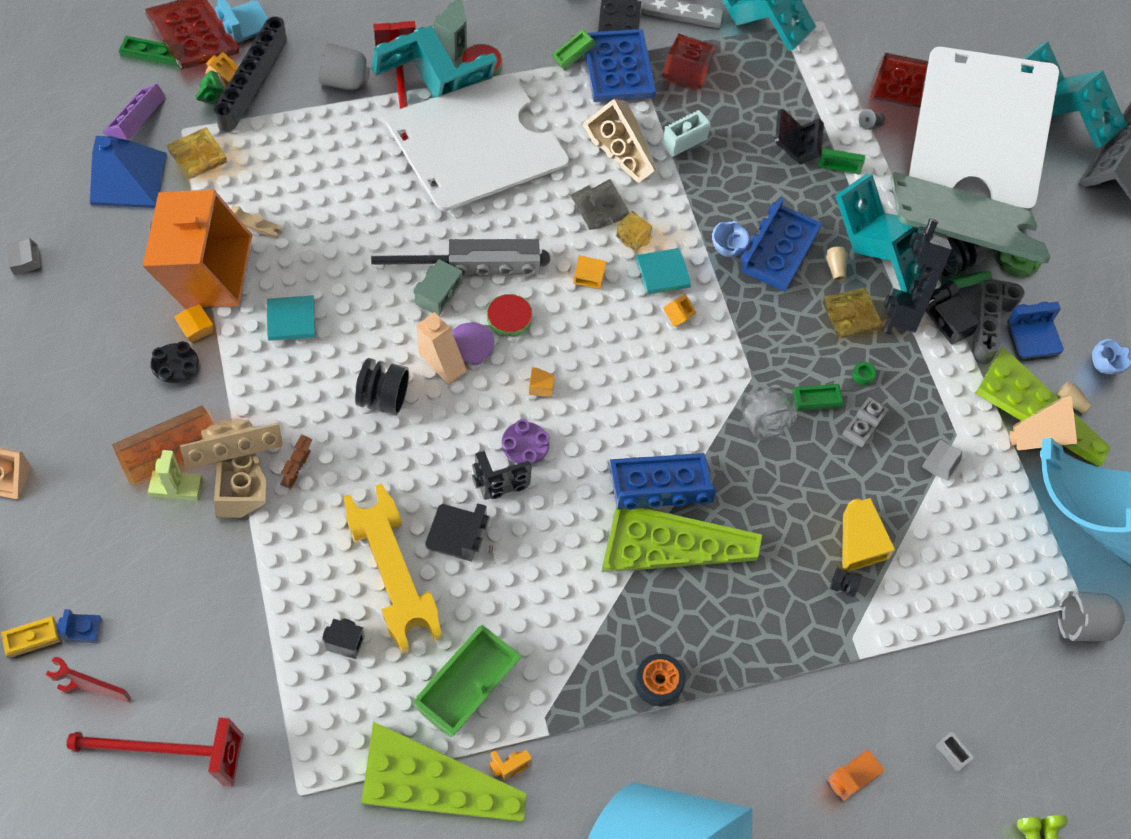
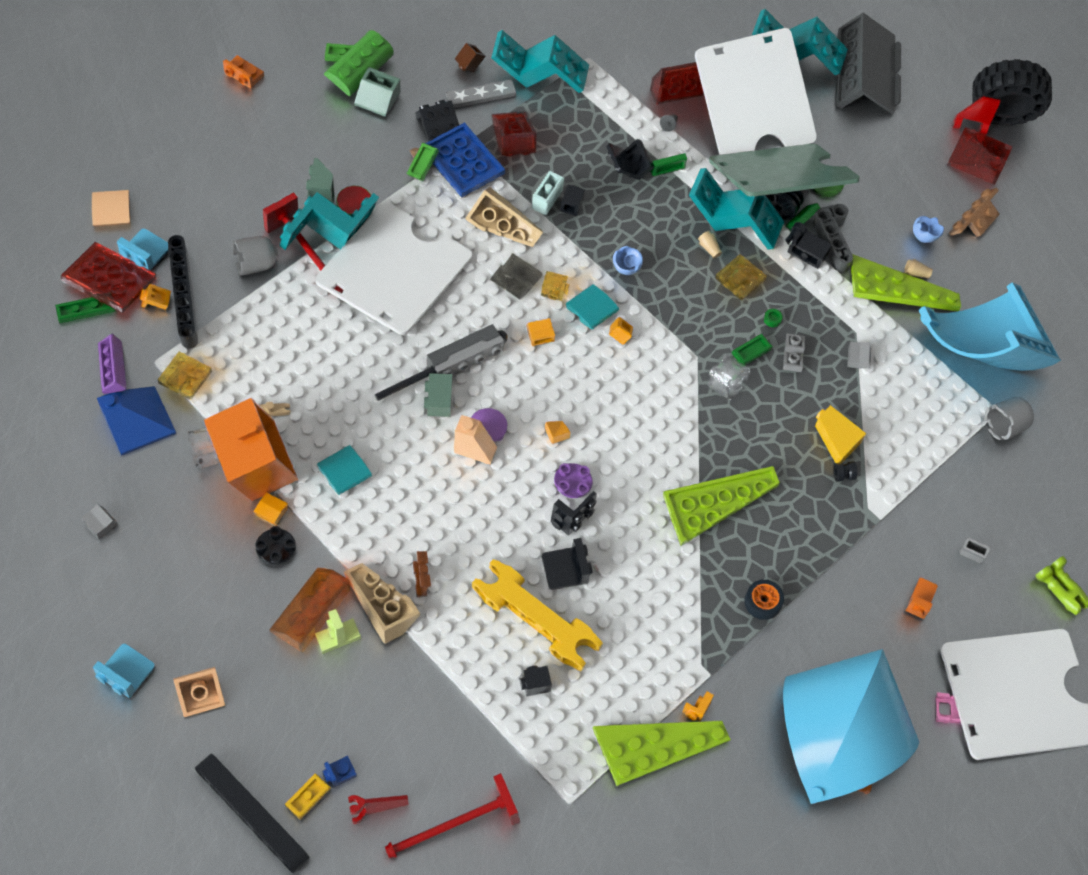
camera: 30 degrees left, 0 degrees up
(210, 89) = (157, 317): green bracket -> none
(229, 442) = (367, 582): tan bracket -> none
(376, 386) = (450, 488): black wheel -> none
(466, 680) = (640, 666): bright green container -> none
(509, 315) = (502, 391): red tile -> none
(661, 481) = (684, 461): blue bracket -> none
(708, 152) = (572, 200): none -> black brick
(779, 246) = (663, 249): blue bracket -> none
(931, 252) = (781, 255): black brick -> none
(1034, 330) = (867, 232): blue bracket -> none
(1051, 421) = (913, 297): light nougat slope -> none

